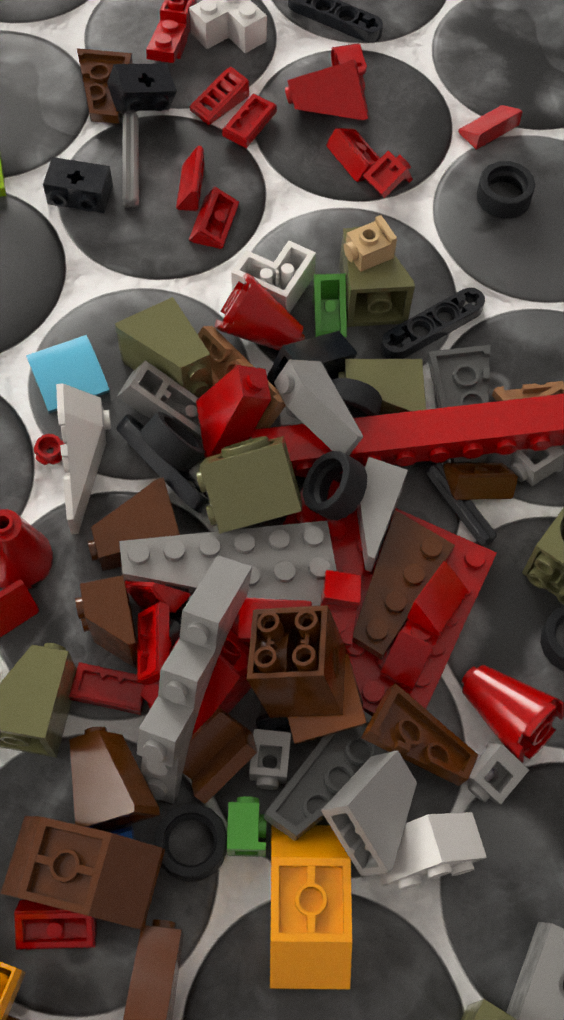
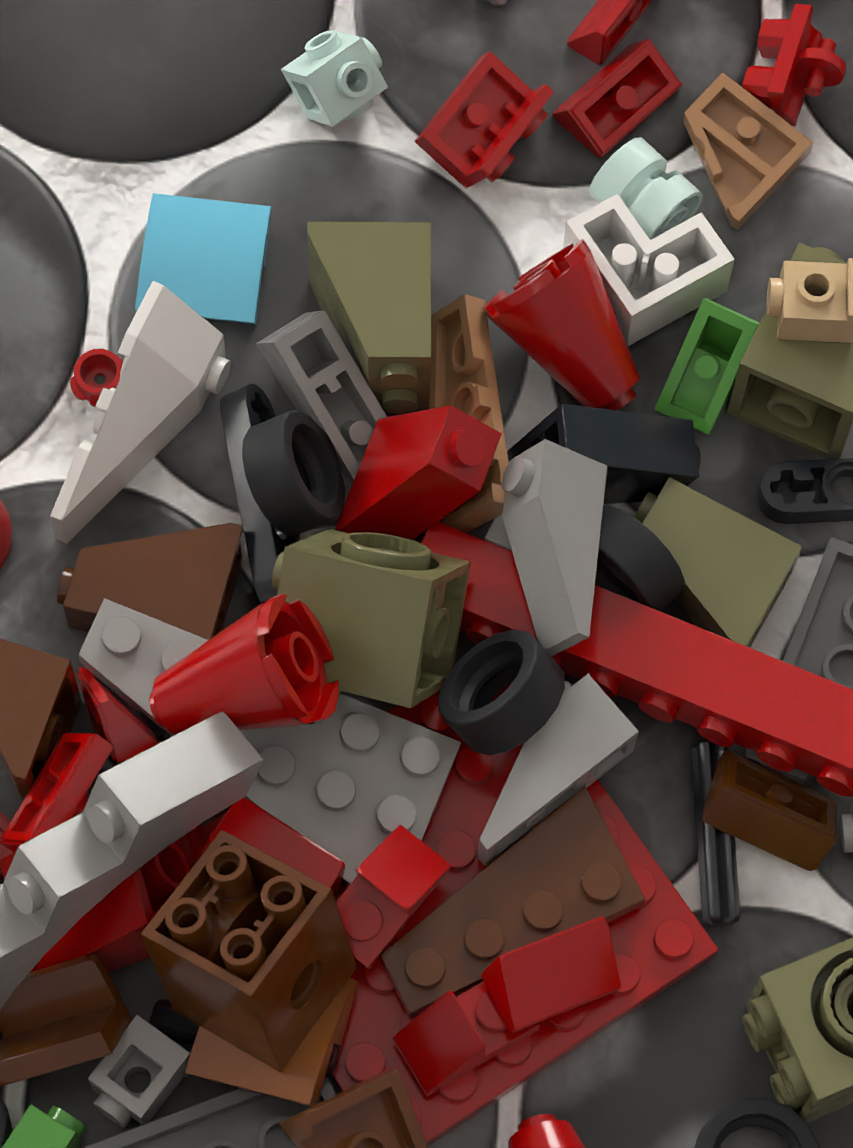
camera: 30 degrees right, 5 degrees up
(82, 265) = (336, 77): none -> light aqua brick
(162, 254) = (483, 122): none -> red bracket
(219, 528) = (256, 671): none -> red cone
(246, 238) = (650, 194): none -> light aqua wheel
(282, 212) = (742, 147): none -> medium nougat wing
(287, 166) = (802, 64): none -> red hips

